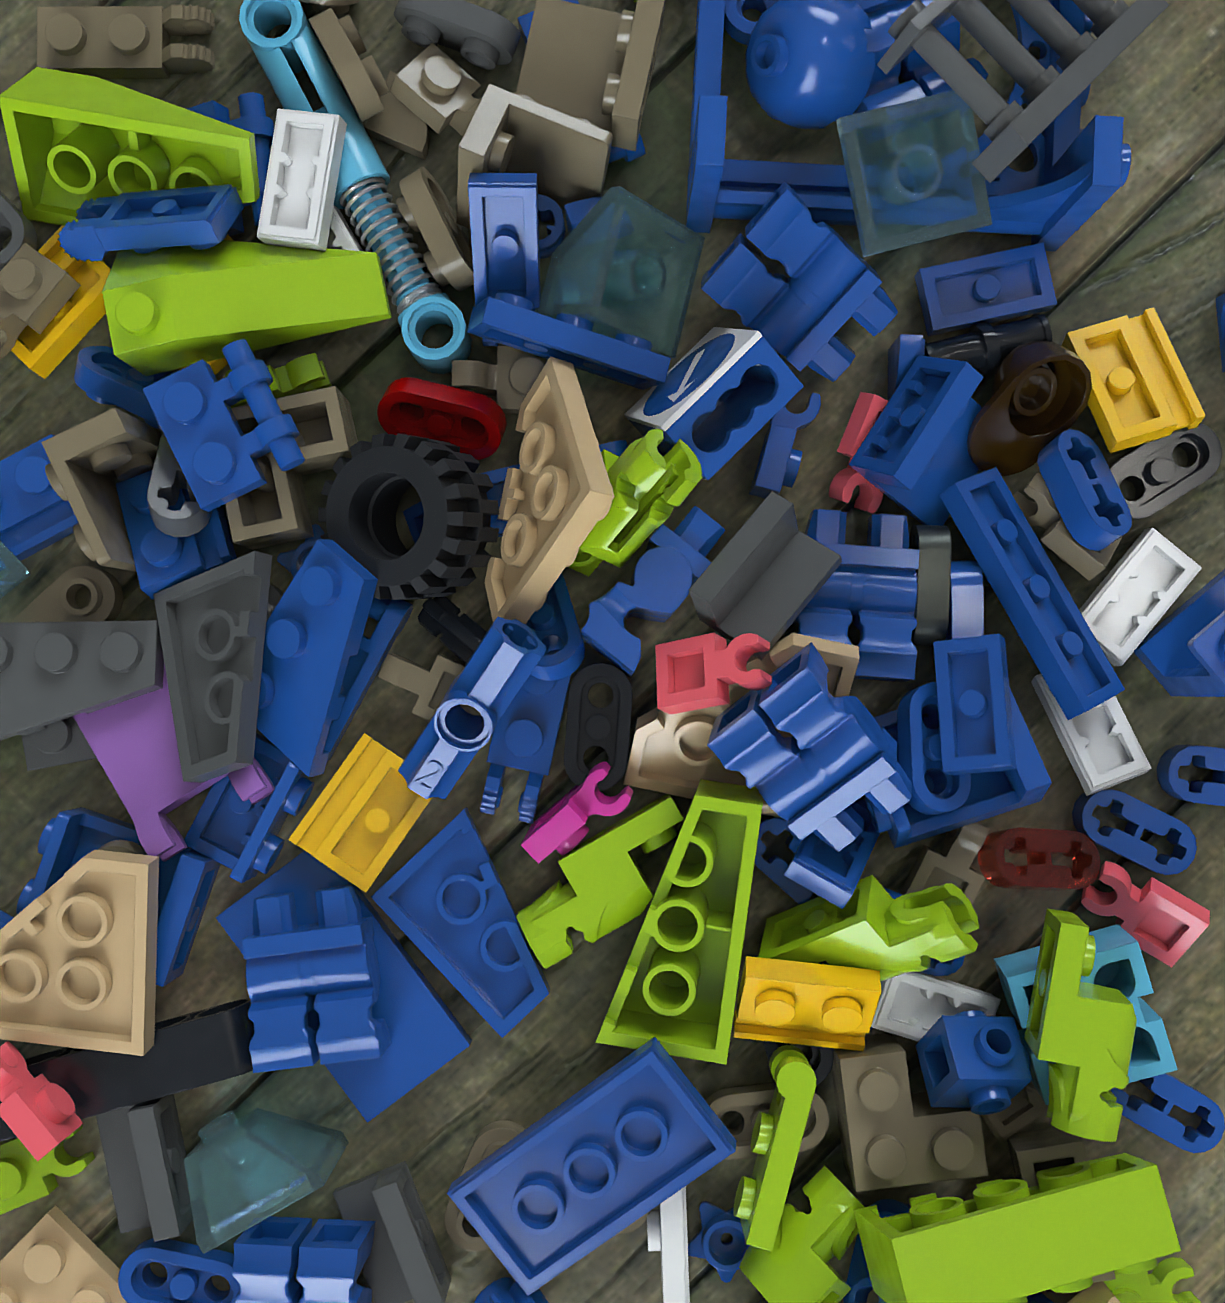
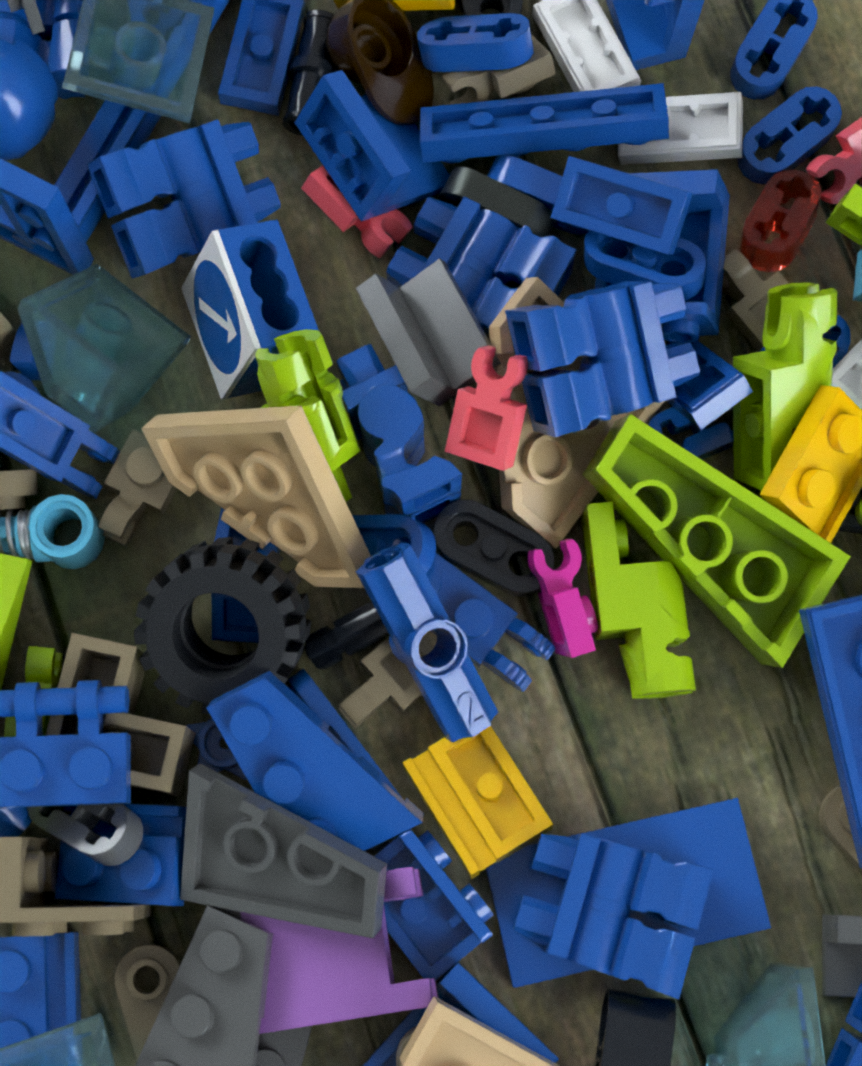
camera: 70 degrees left, 10 degrees down
(443, 415) = (141, 558): red plate -> none
(466, 925) = (619, 751): blue wing -> none
(570, 338) = (169, 379): blue plate -> none
(778, 460) = (325, 285): blue plate -> none
(901, 357) = (290, 145): blue tile -> none

